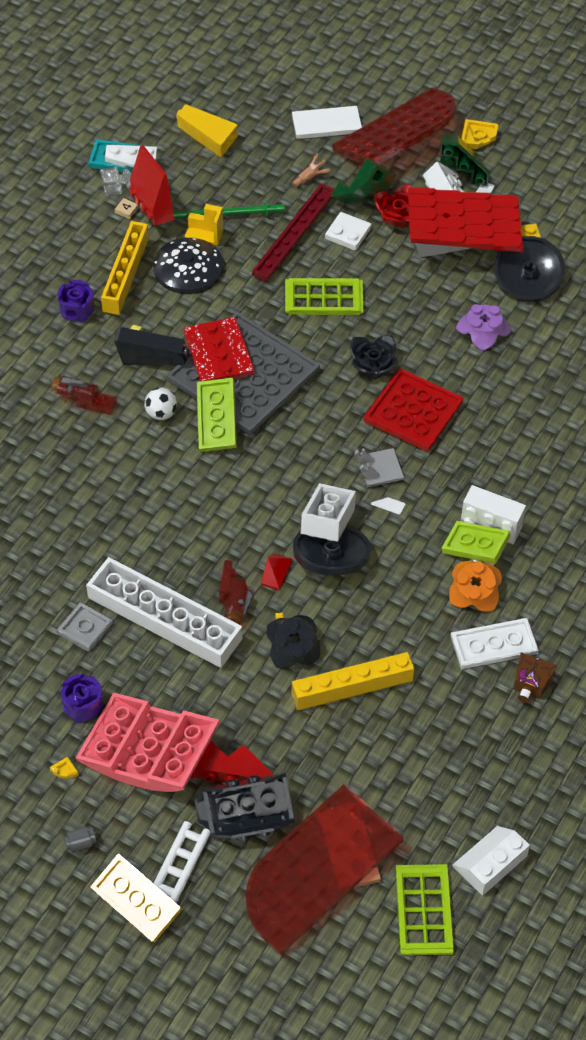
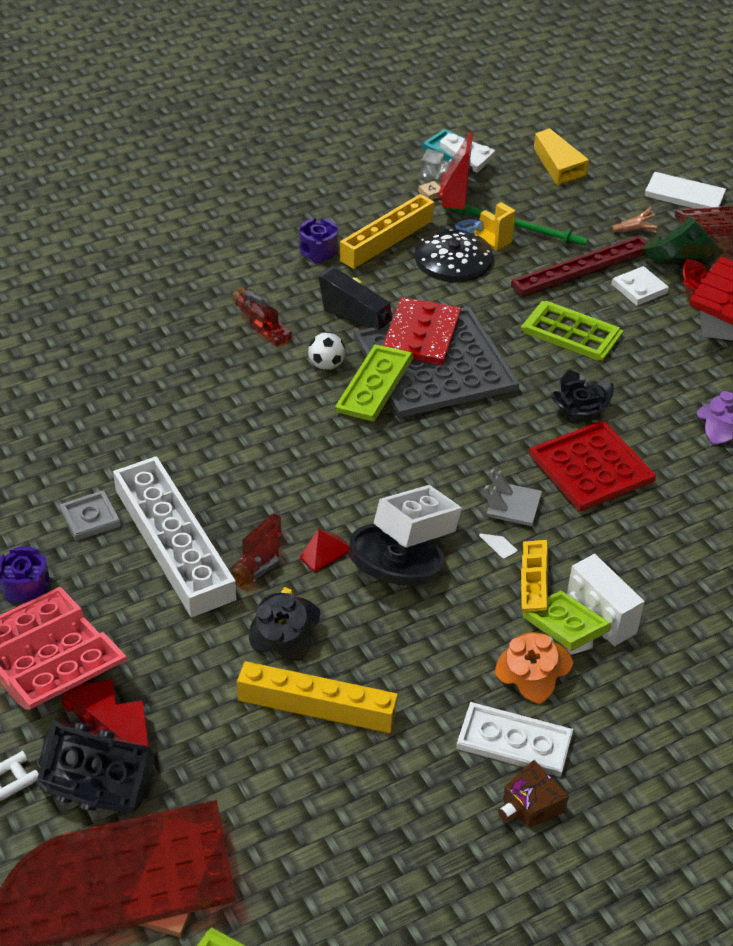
camera: 30 degrees right, 10 degrees down
(190, 229) = (478, 225): none -> medium blue piece
(433, 518) = (534, 576): none -> yellow slope

